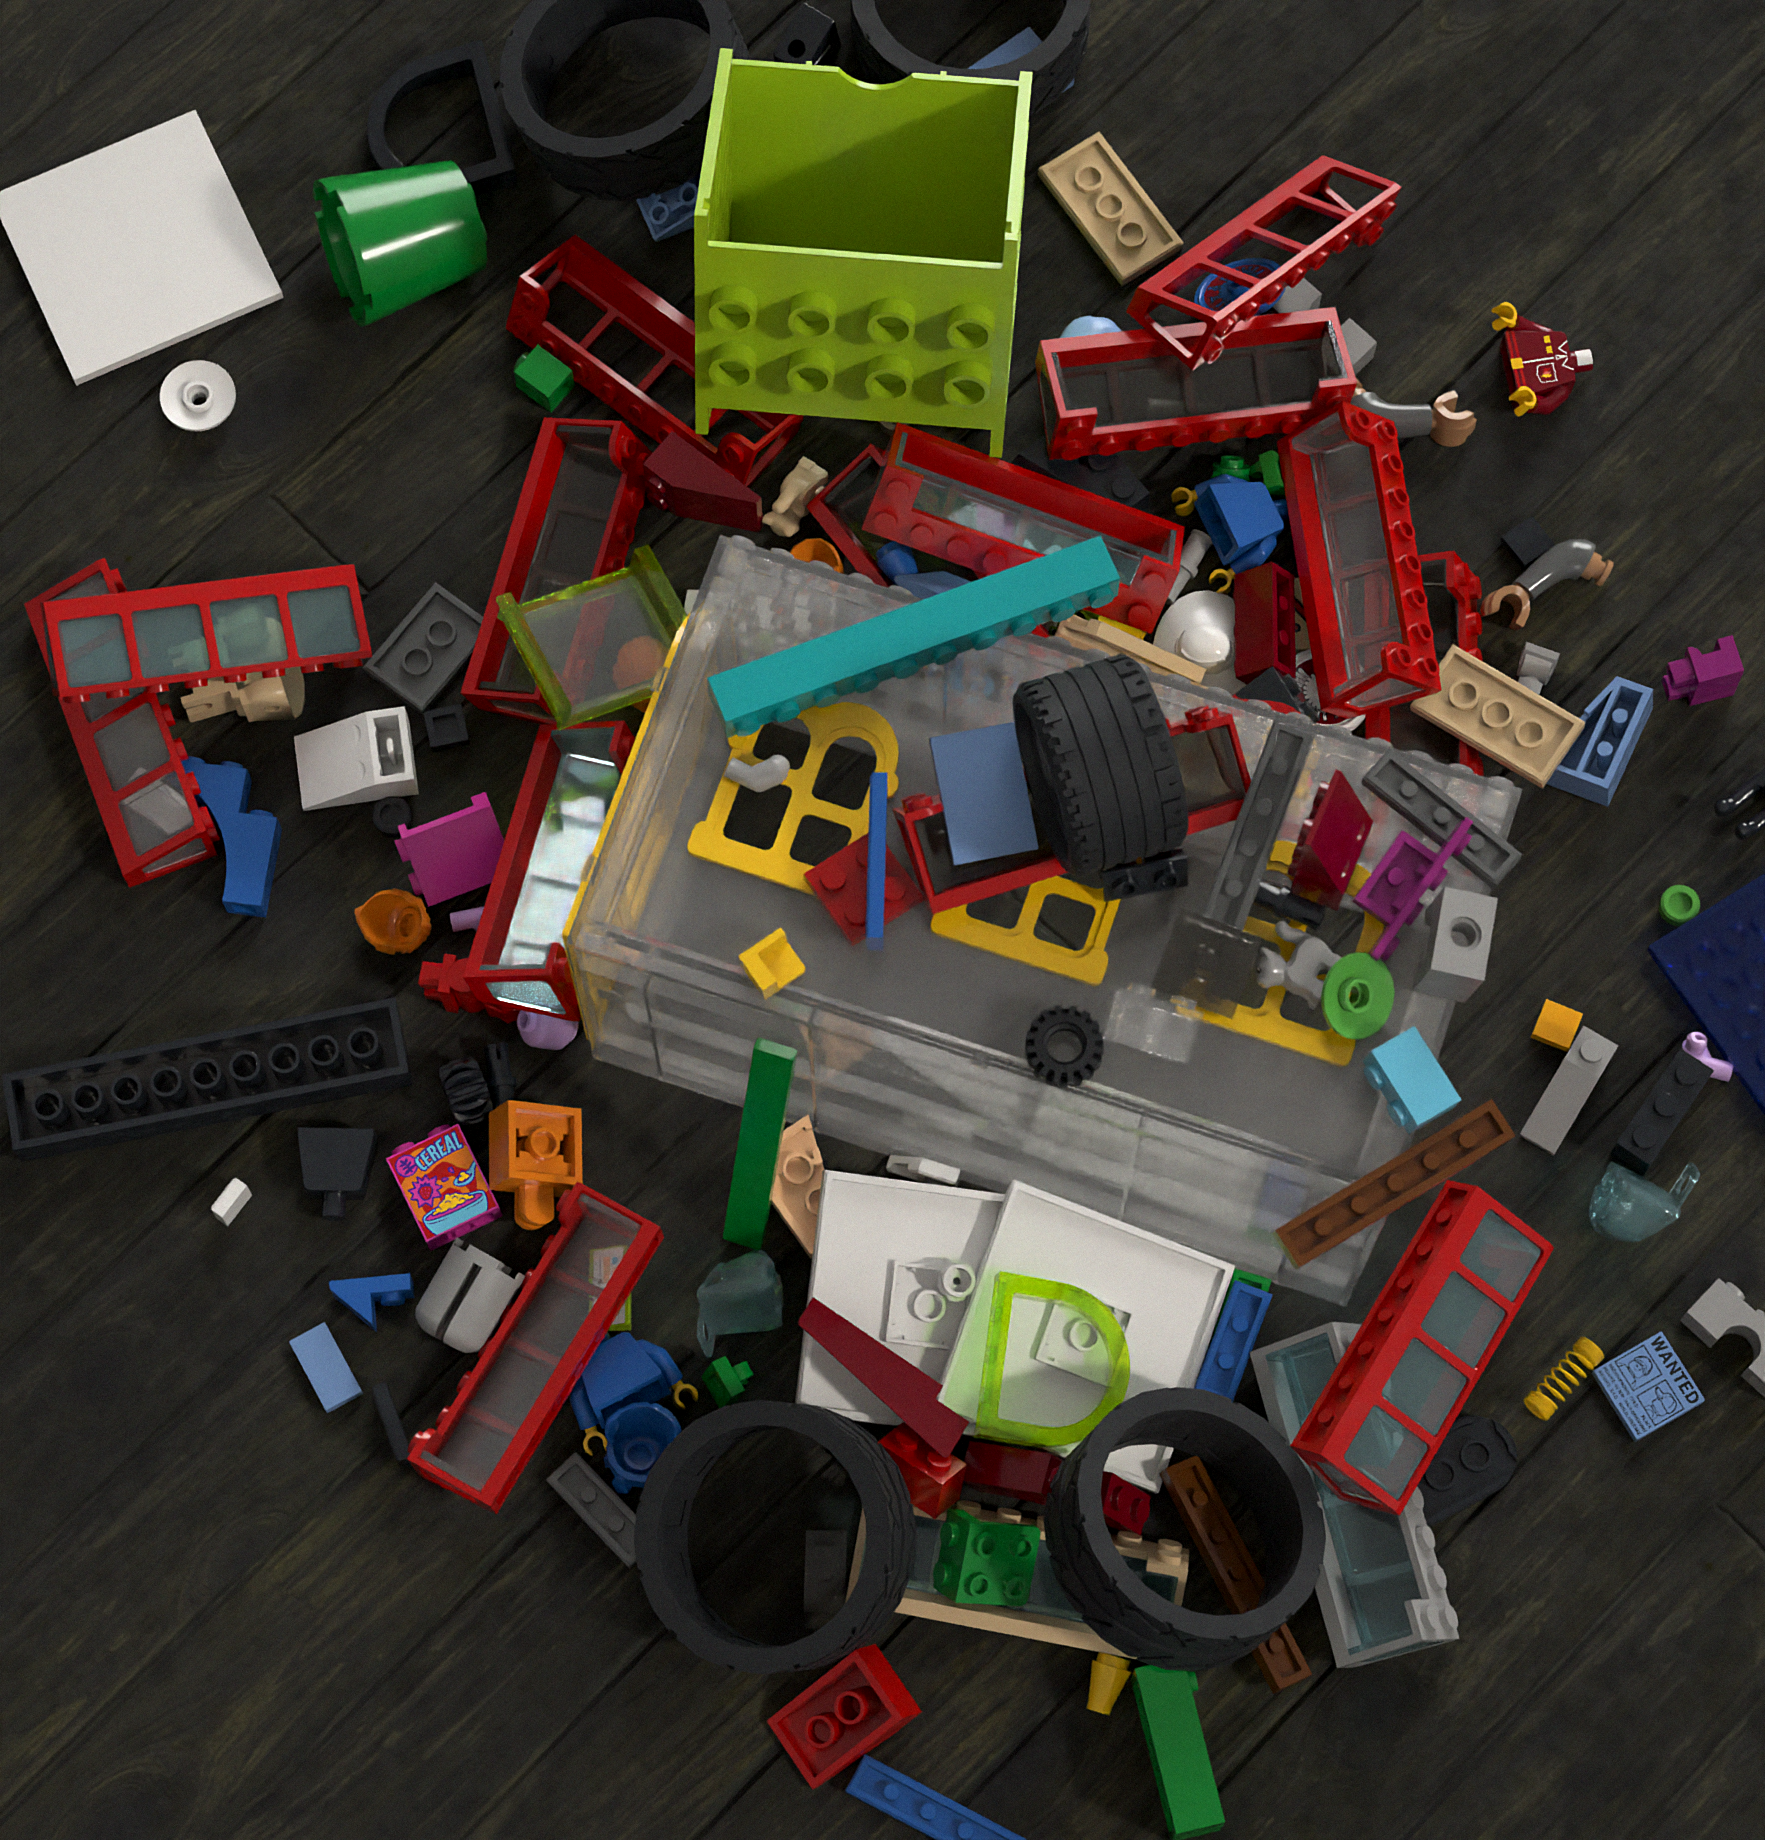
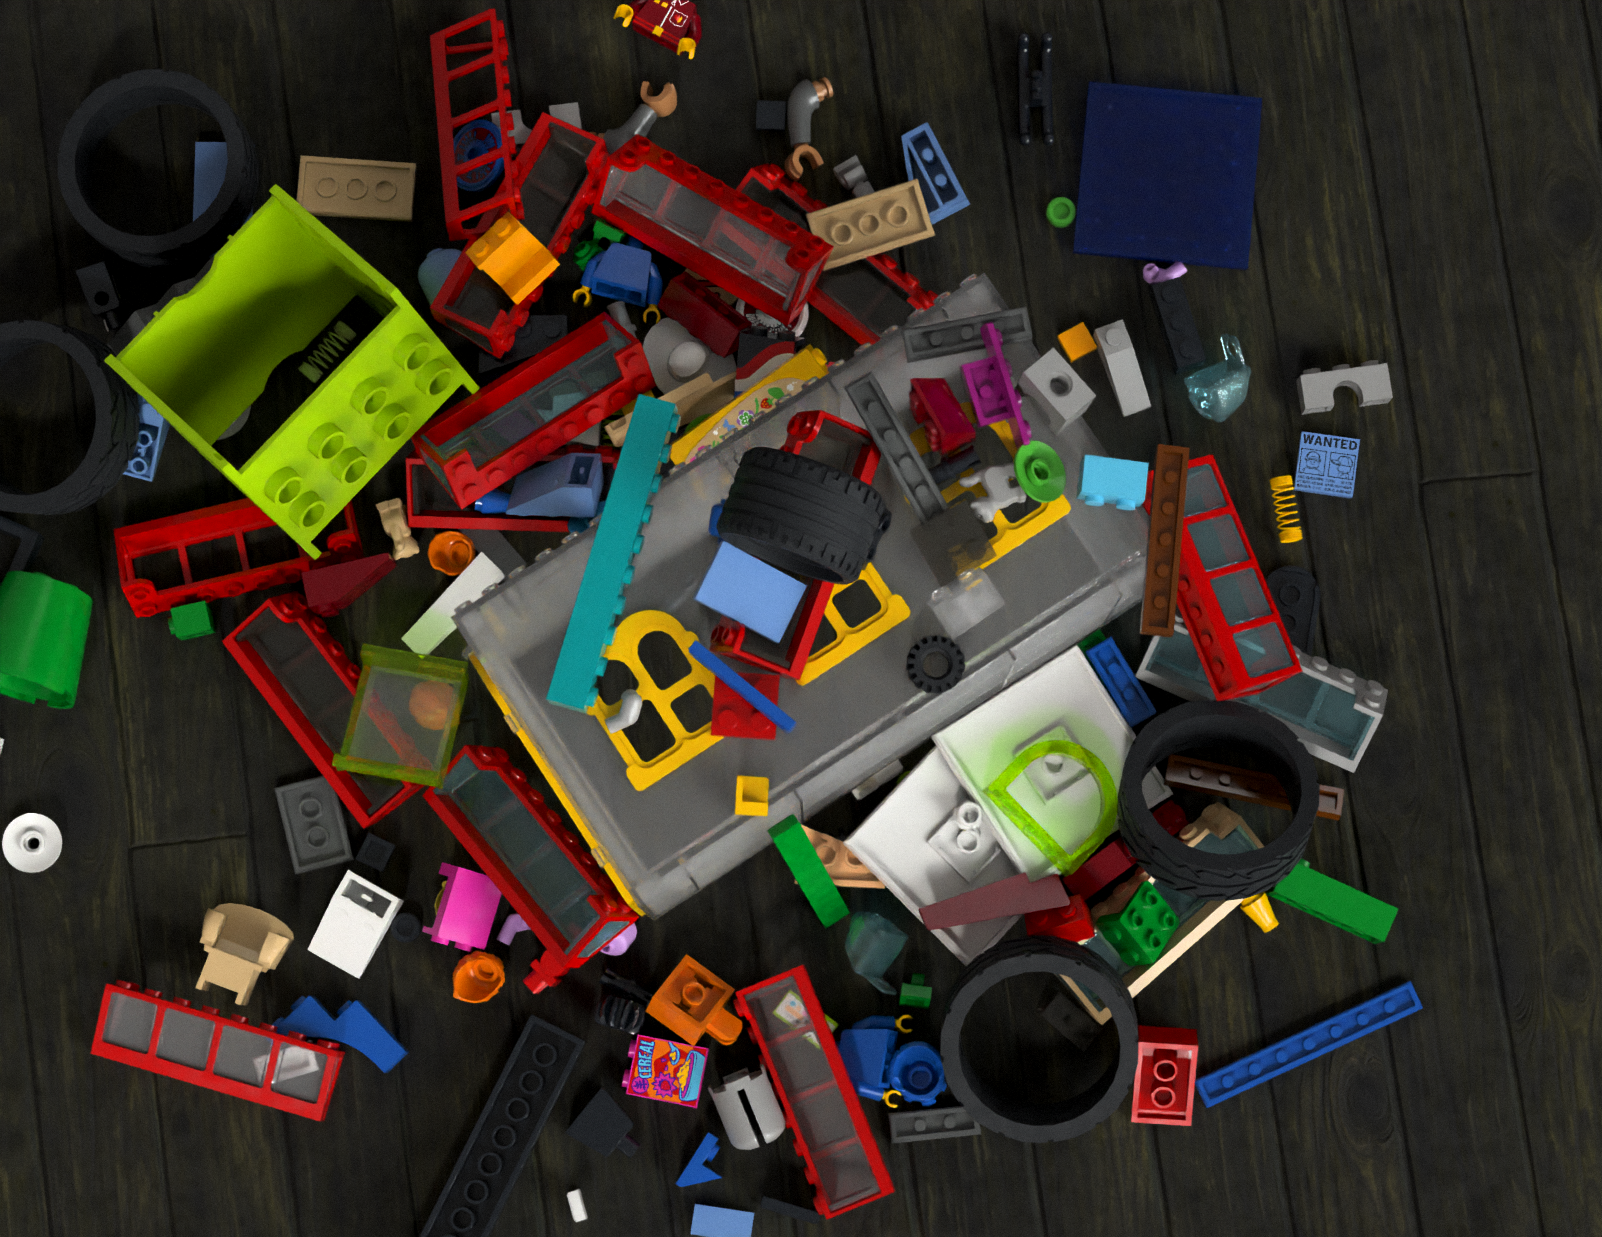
camera: 50 degrees left, 10 degrees up
(205, 632) = (206, 958): window -> none
(1159, 380) = (512, 257): none -> light orange panel
(1706, 675) = (938, 87): magenta hips -> none

